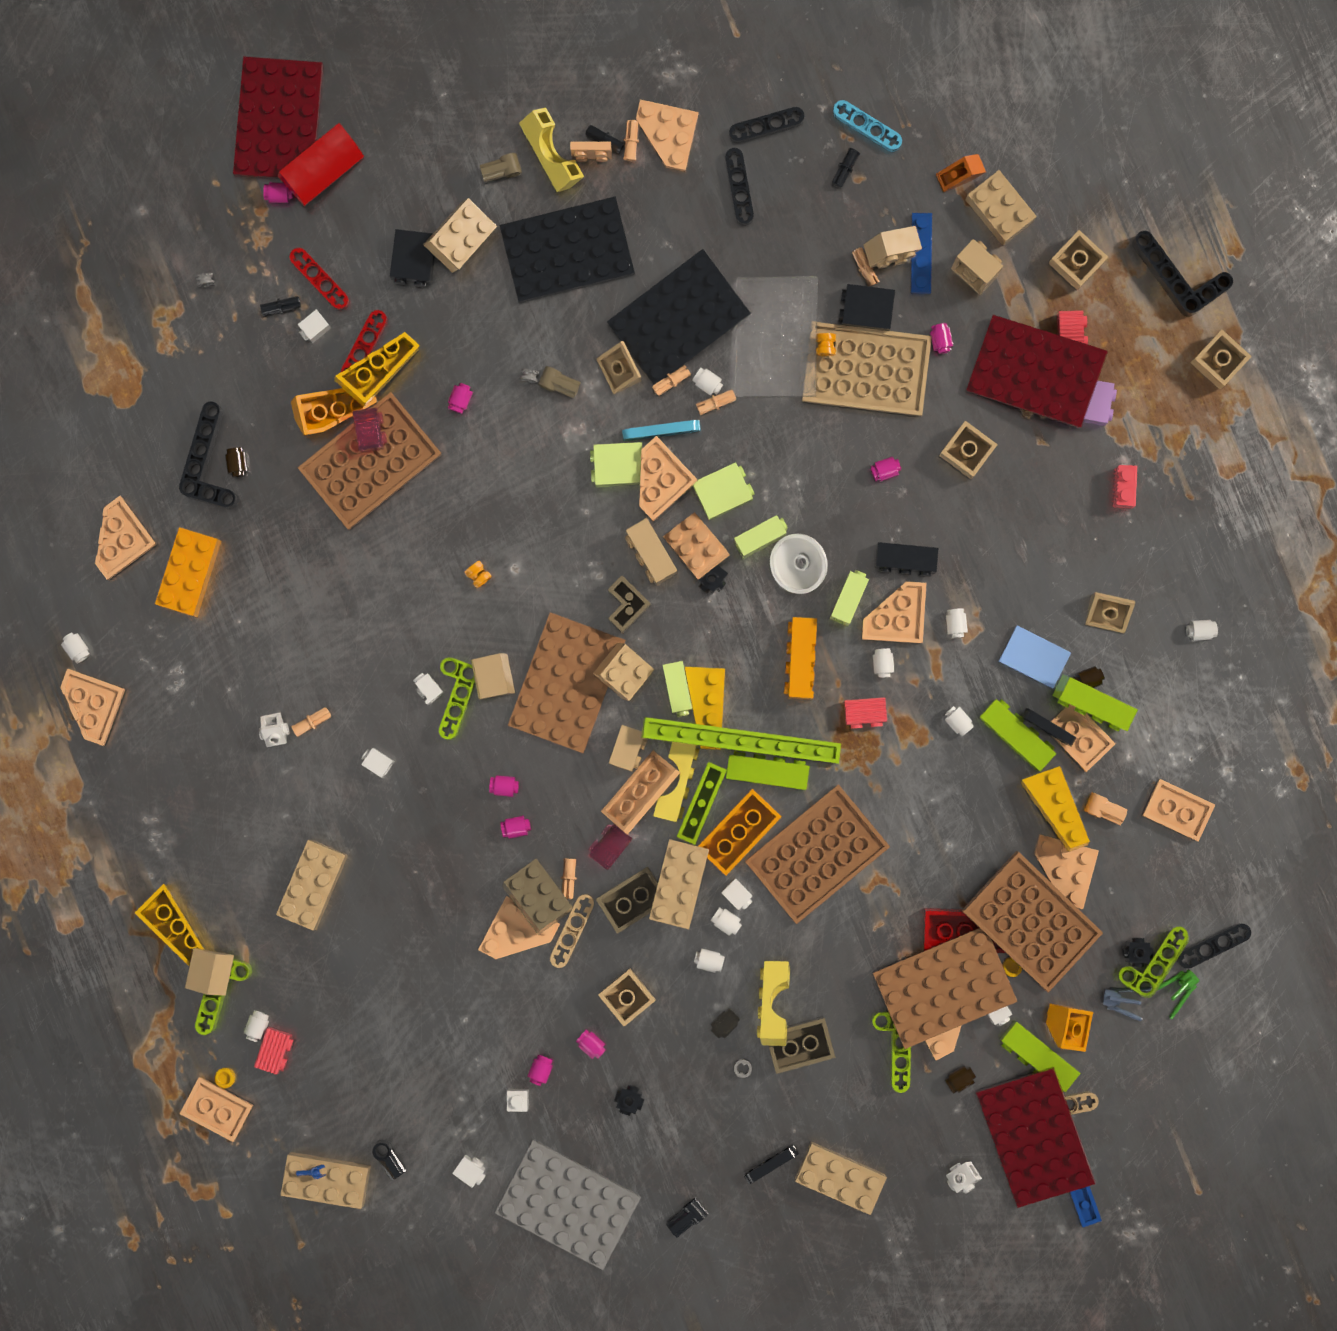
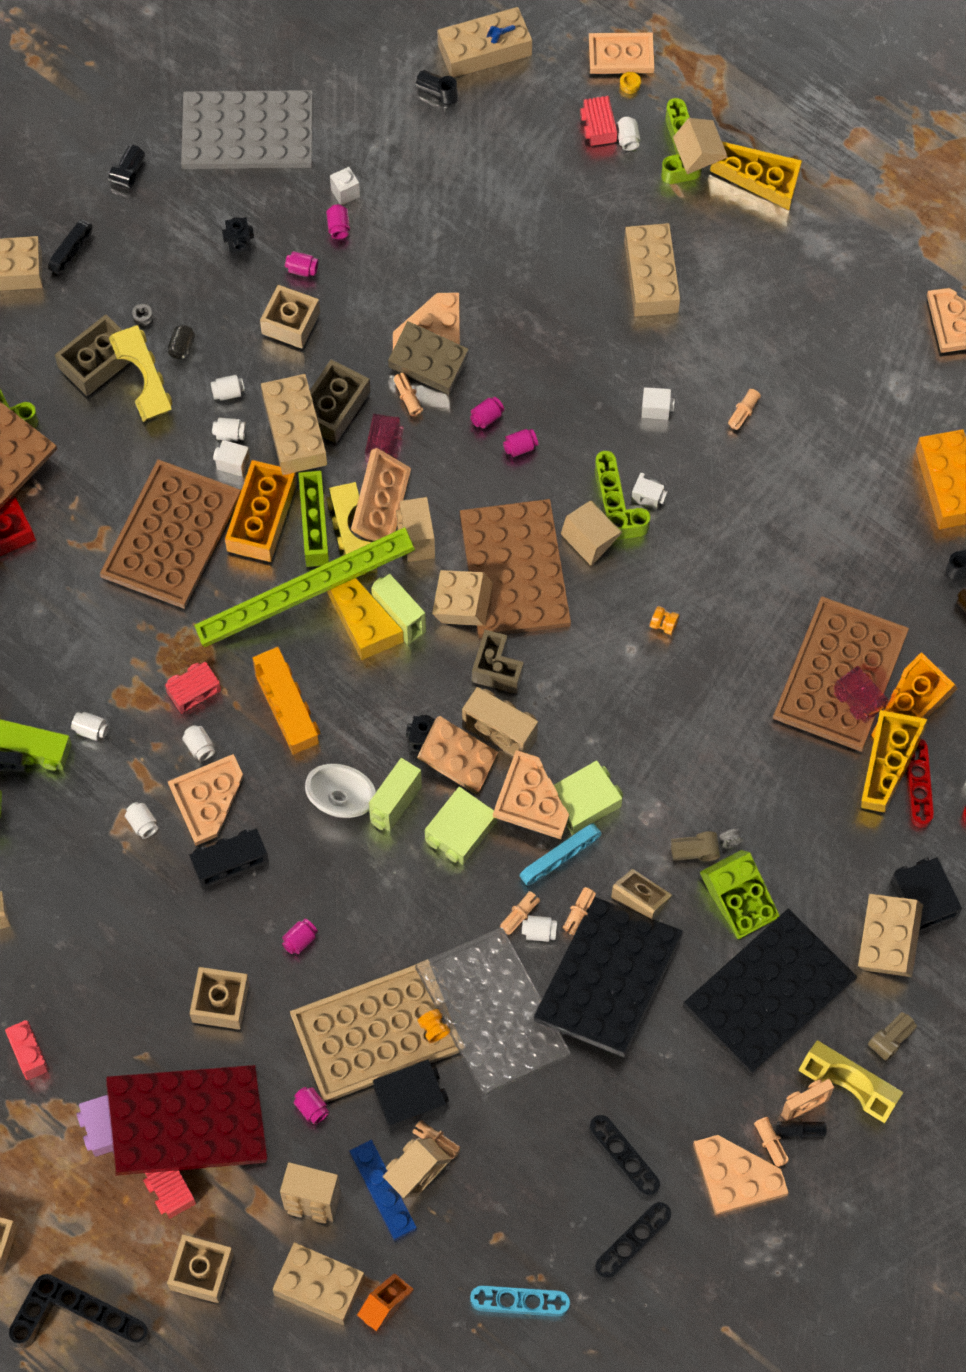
camera: 145 degrees right, 20 degrees down
(273, 734) = (774, 380): white brick -> none
(459, 398) = (788, 779): dark pink brick -> none
(470, 1171) = (355, 110): white brick -> none
(547, 331) = (740, 893): none -> lime slope
(569, 929) = (377, 352): tan beam -> none
(767, 772) = (258, 579): lime brick -> none
(845, 167) = (518, 1239): black axle -> none
(849, 598) = (268, 781): yellowish green brick -> none
(1034, 657) = (40, 830): light blue tile -> none

